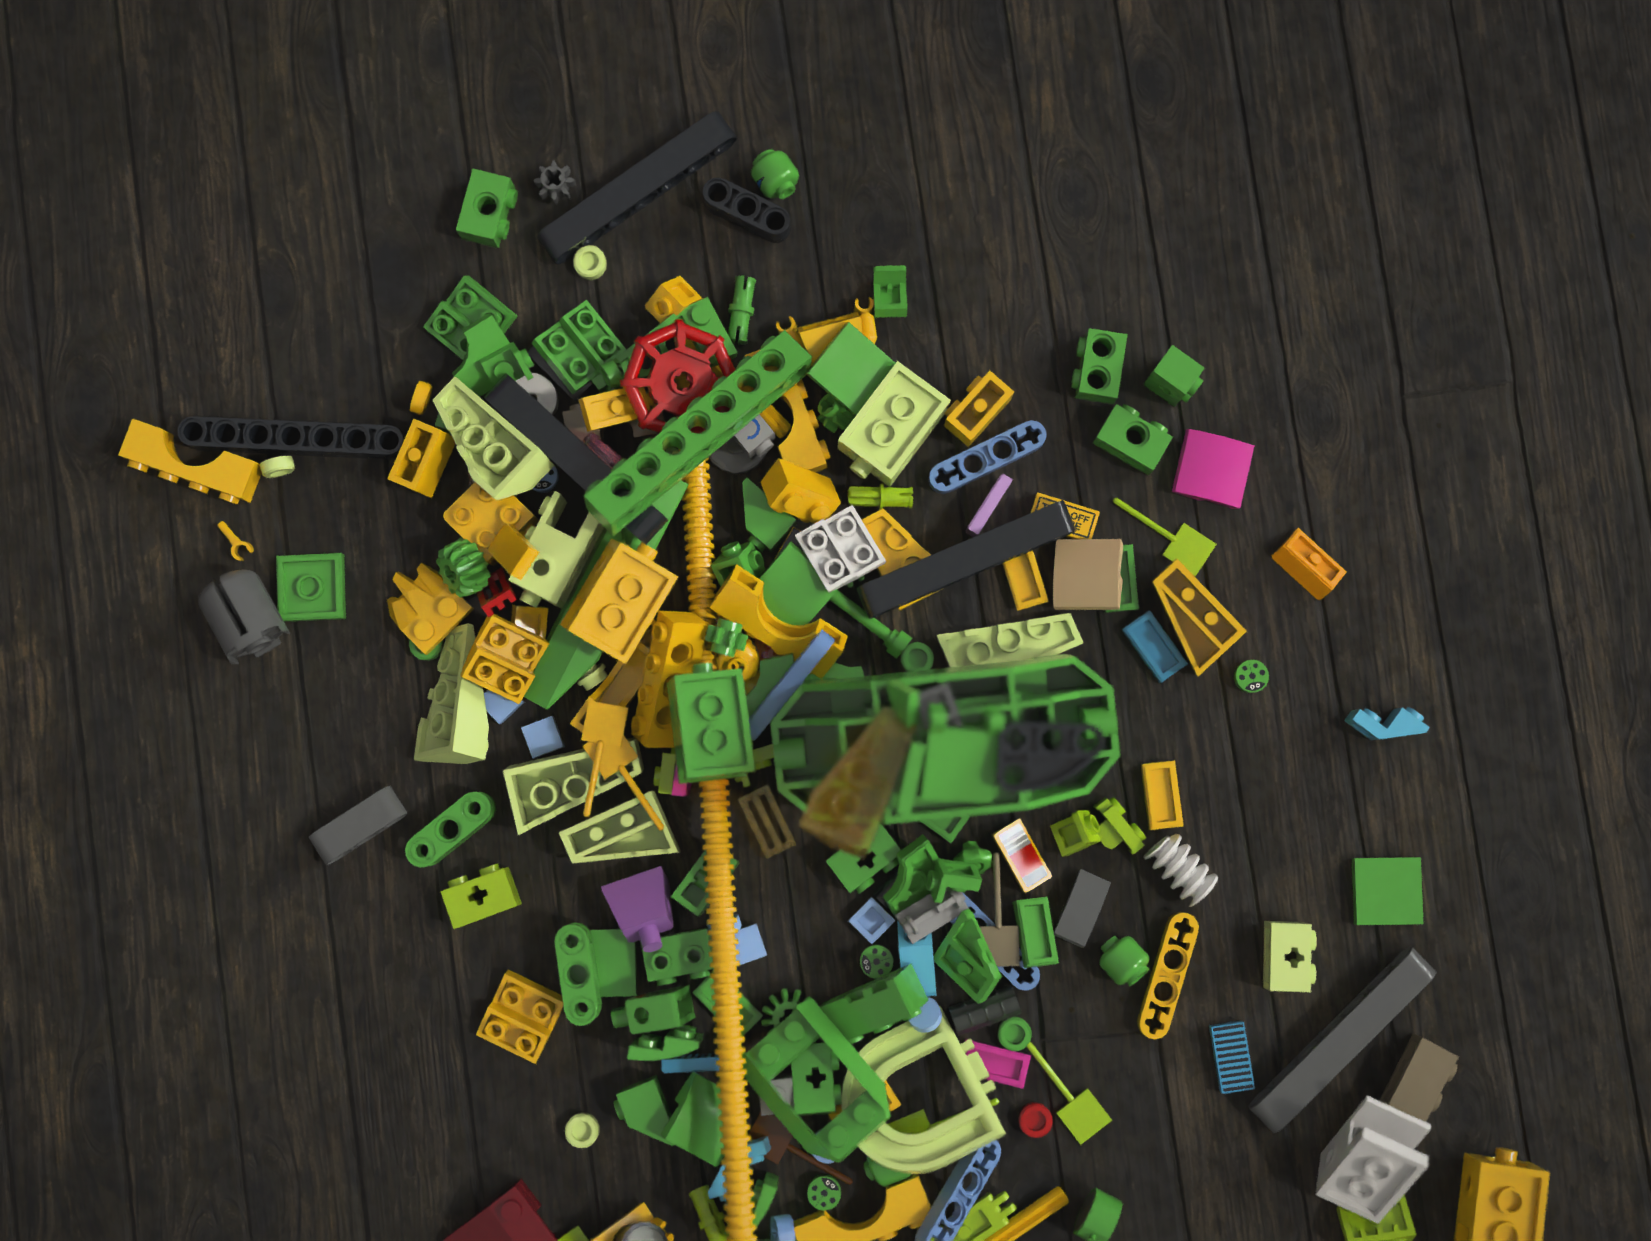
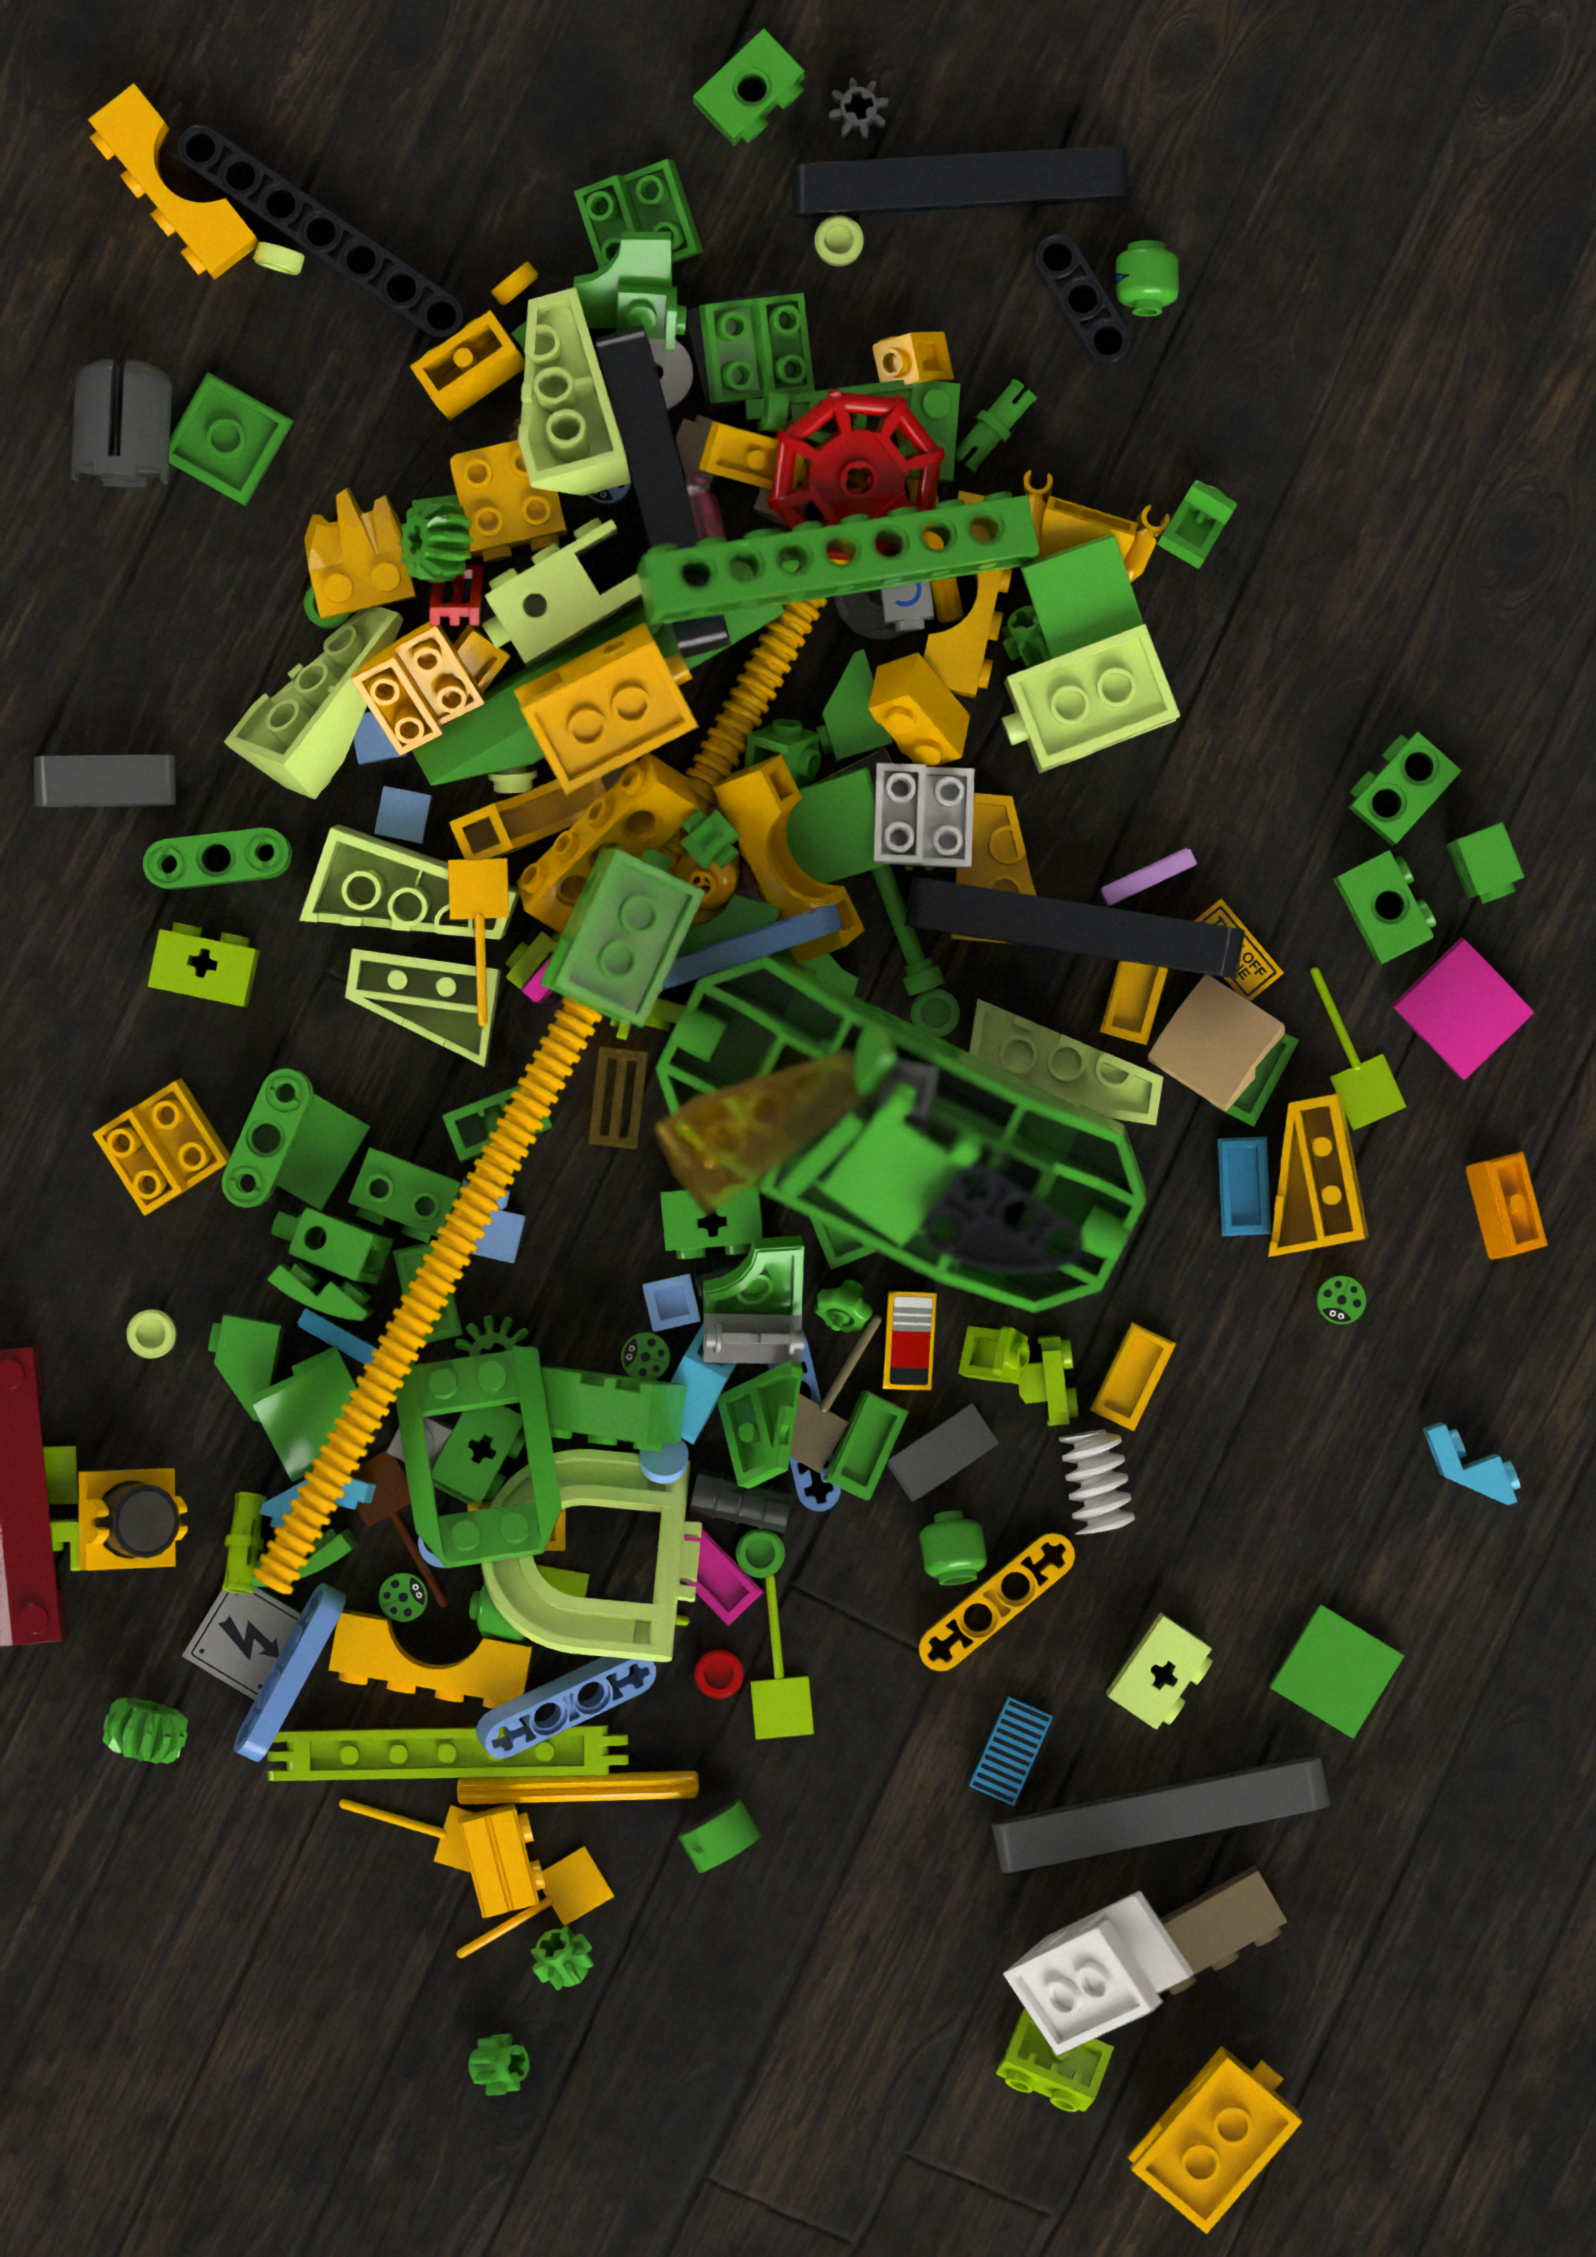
camera: 30 degrees right, 5 degrees up
(234, 541) = (165, 317): yellow hand -> none
(513, 551) = (512, 562): yellow tile -> none
(603, 726) = (490, 853): yellow piece -> none
(642, 907) = (397, 1105): medium lavender torso -> none
(880, 496) = (1018, 778): lime axle -> none
(952, 874) = (809, 1310): bright green bracket -> none
(977, 410) = (1213, 745): yellow brick -> none
(985, 453) = (1187, 807): medium blue beam -> none

